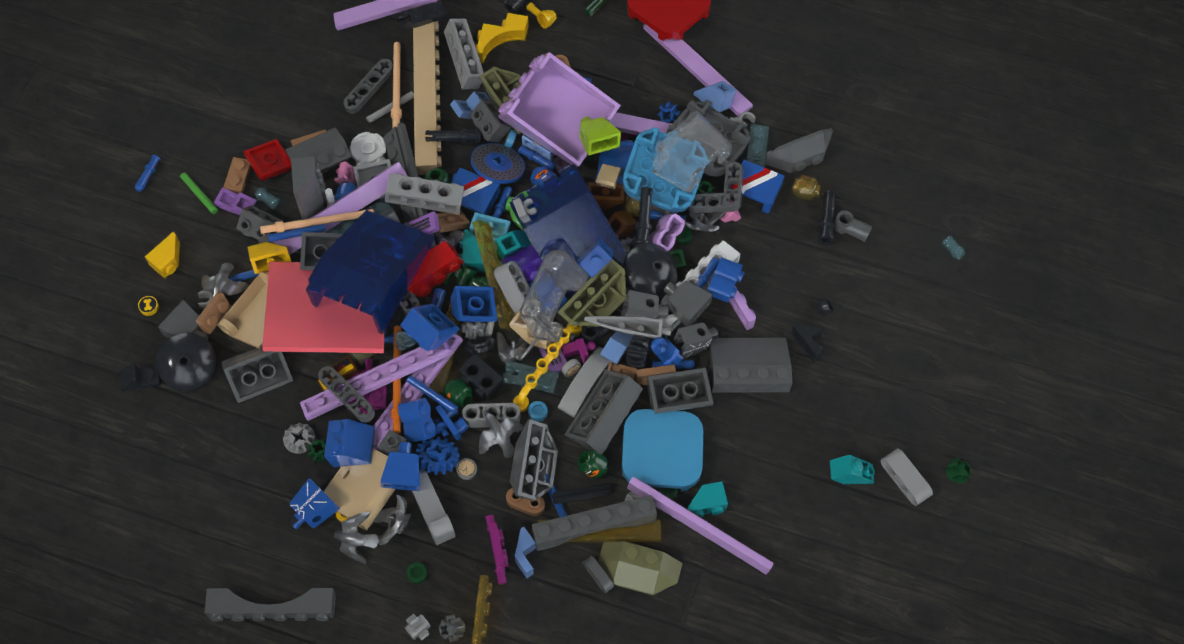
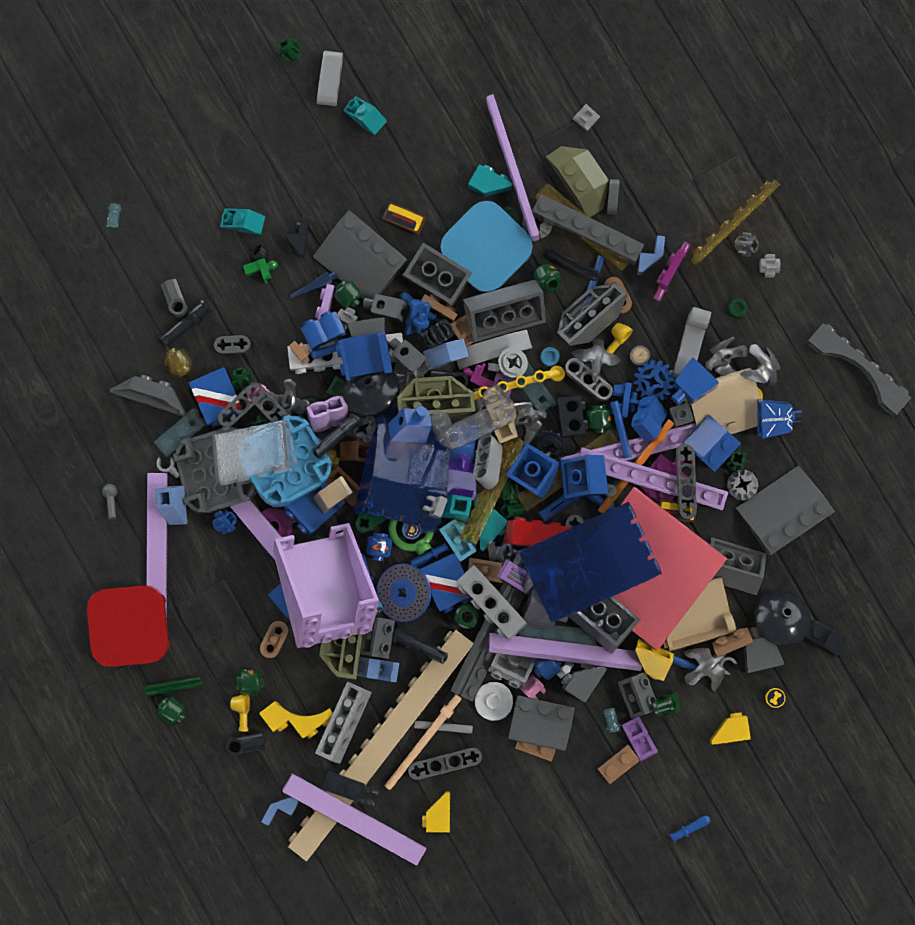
camera: 140 degrees left, 20 degrees up
(198, 192) = (661, 773): bright green bar -> none
(231, 233) = (667, 705): none -> dark green piece
(246, 443) = (784, 510): none -> dark grey slope
(268, 159) = (583, 757): red tile -> none
(279, 227) = (627, 670): light nougat bar -> none
(295, 233) = (617, 658): blue bar -> none
(343, 50) = (438, 815): none -> yellow slope
(496, 471) = (621, 334): none -> yellow bar
(553, 32) = (249, 682): none -> dark green head
(554, 369) = (520, 362): none -> light grey gear
(598, 135) = (313, 533): lime torso -> none
(635, 326) = (427, 348): light grey piece -> none
(678, 280) = (364, 355): none -> blue panel
(678, 624) = (586, 117): none -> light grey tile
(717, 310) = (347, 316): none -> light grey gear
(726, 246) = (300, 352): none -> medium nougat plate
(733, 327) = (347, 294): none -> dark green head
(745, 419) = (404, 218): none -> slope
(750, 210) = (241, 379): none -> dark green gear
(761, 323) = (320, 282): none -> dark blue piece
(765, 76) = (109, 492): none -> dark grey bar
(778, 228) = (232, 340): none -> dark grey beam
(812, 297) = (260, 266): none -> green piece
(861, 317) = (242, 221): none -> teal slope

